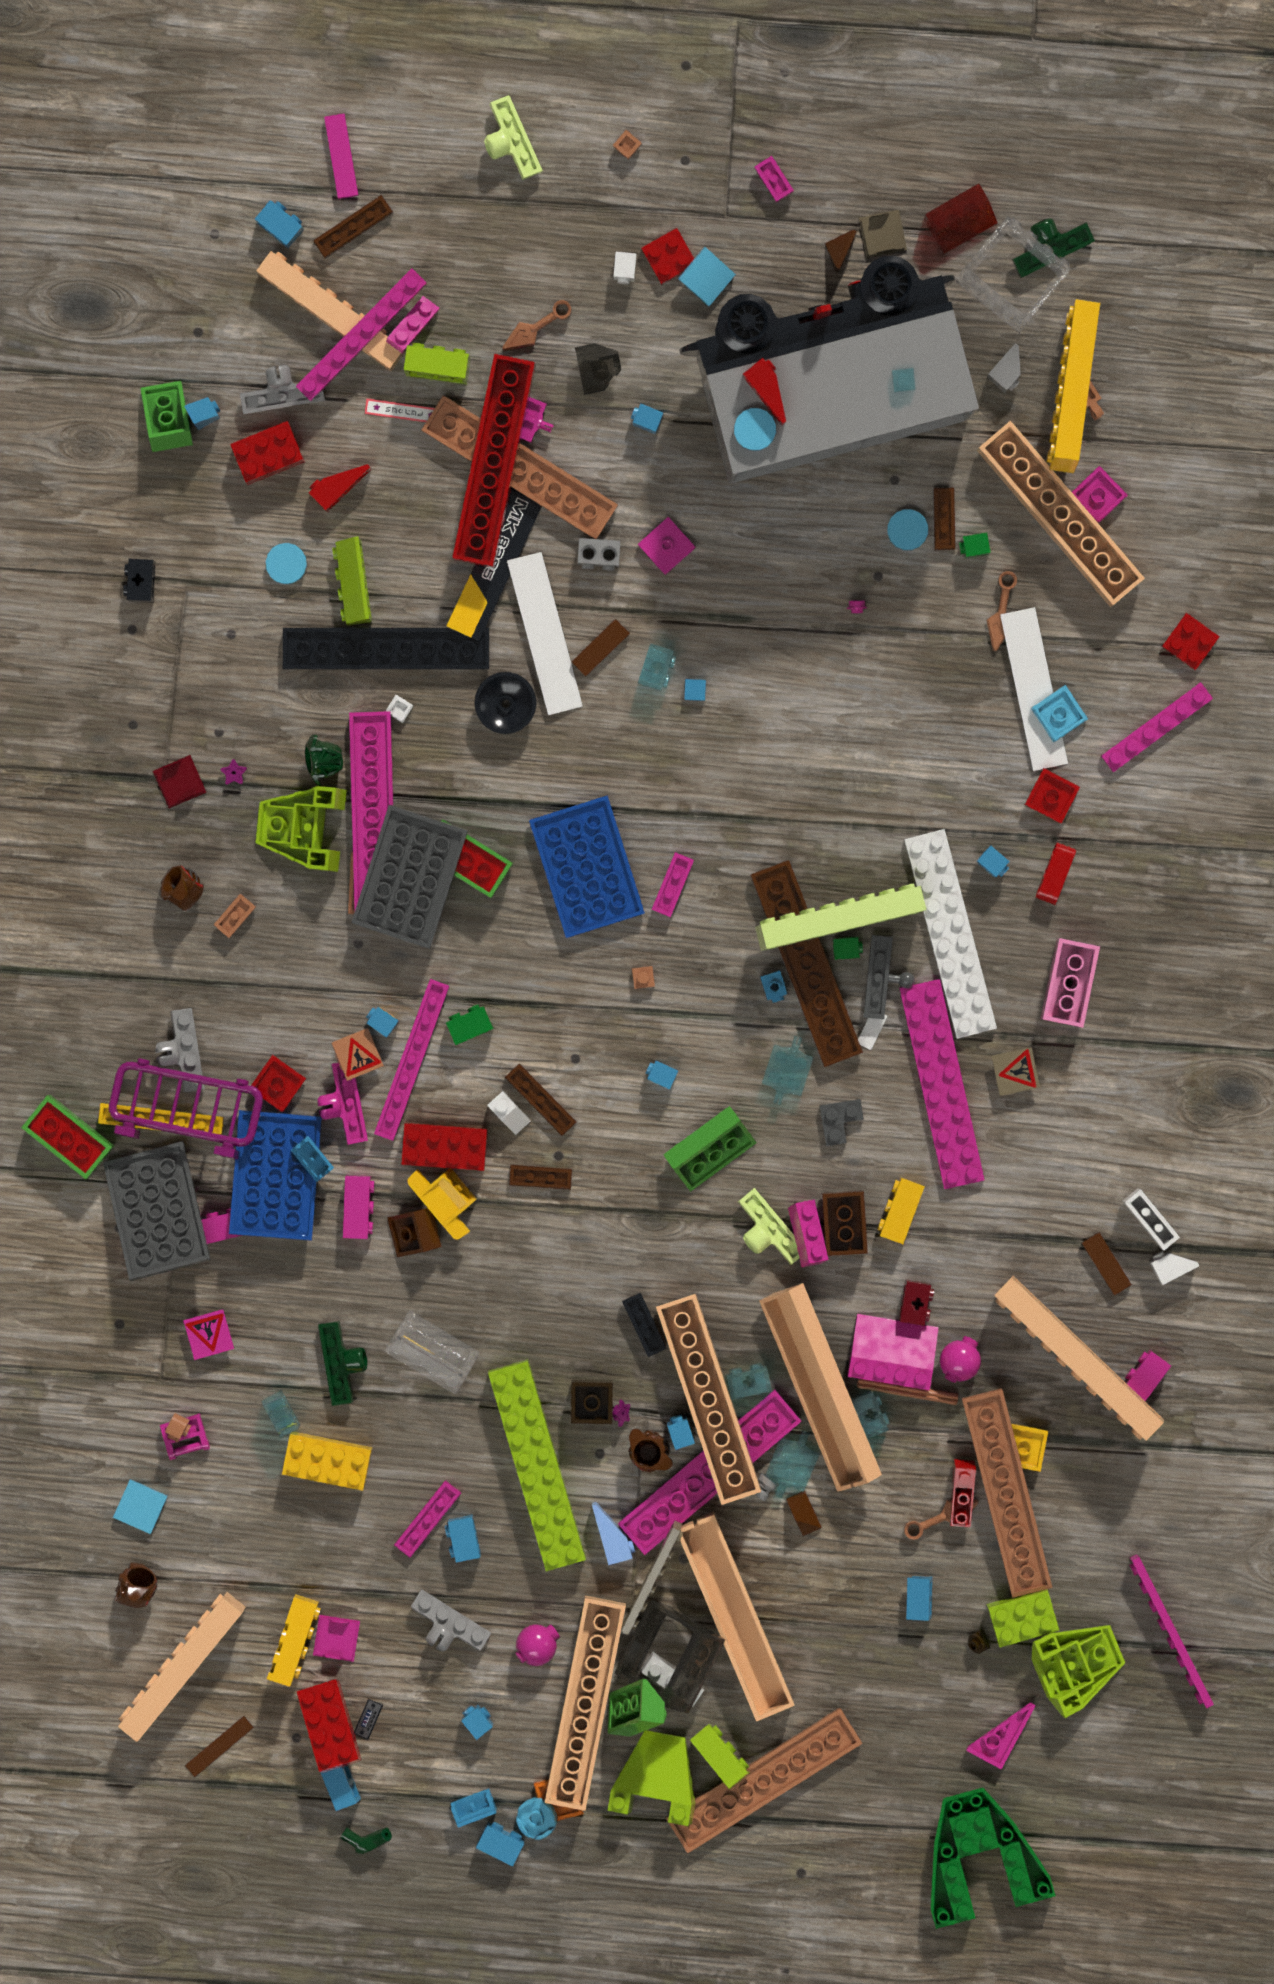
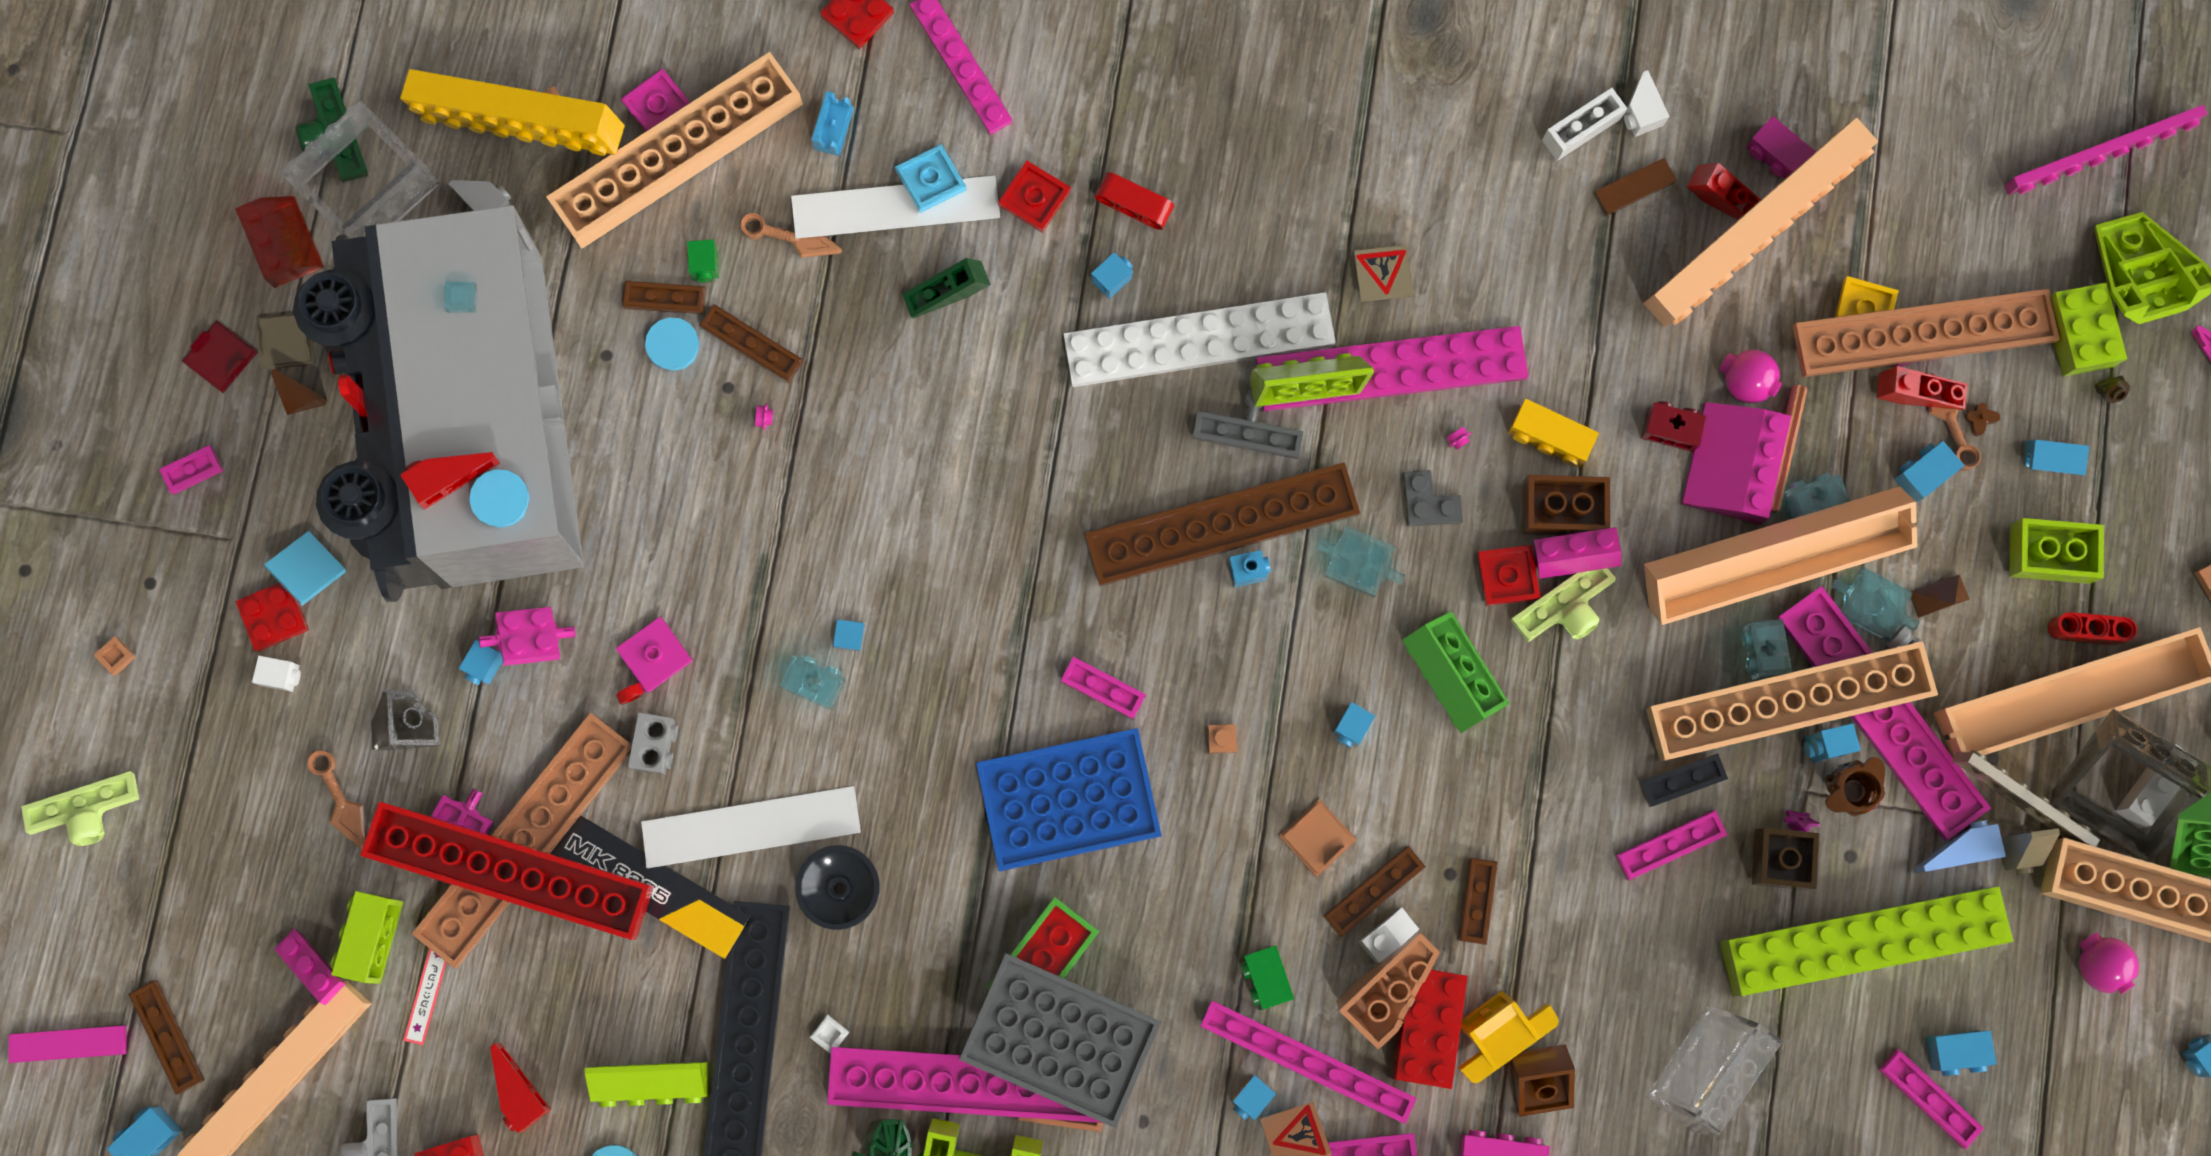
camera: 90 degrees left, 10 degrees down
(361, 334) = (311, 1039): dark pink plate -> none
(448, 1623) = (2075, 1083): light grey plate -> none
(465, 1111) = (1384, 994): none -> nougat wedge
(576, 1054) = (1317, 837): none -> nougat piece
(595, 1318) = (1671, 845): none -> dark pink tile
(600, 647) = (778, 754): reddish brown tile -> none
(614, 1580) = (2028, 850): none -> dark tan slope
(634, 532) = (630, 694): none -> red tile
(670, 450) = (527, 636): none -> dark pink plate
(787, 1183) = (1508, 575): none -> red plate
(788, 1638) = (2104, 626): none -> red beam
(840, 918) = (1169, 475): yellowish green brick -> none
(844, 1598) = (2056, 551): none -> lime brick
(847, 948) = (1207, 470): green brick -> none
(865, 185) = (219, 356): none -> dark red piece
(870, 1032) = (1318, 452): white sticker -> none
(890, 1138) = (1458, 438): none -> dark pink plate
(899, 1500) = (1929, 471): none -> dark azure brick
(914, 590) = (751, 343): none -> reddish brown tile
(921, 1018) = (1309, 379): none -> lime slope
(946, 1540) = (1980, 418): none -> reddish brown piece
(971, 735) = (947, 287): none -> dark green slope
(1074, 962) = (1255, 180): bright pink brick -> none
(1095, 633) = (832, 124): none -> dark azure hinge
(1108, 1331) = (1722, 190): none -> red slope

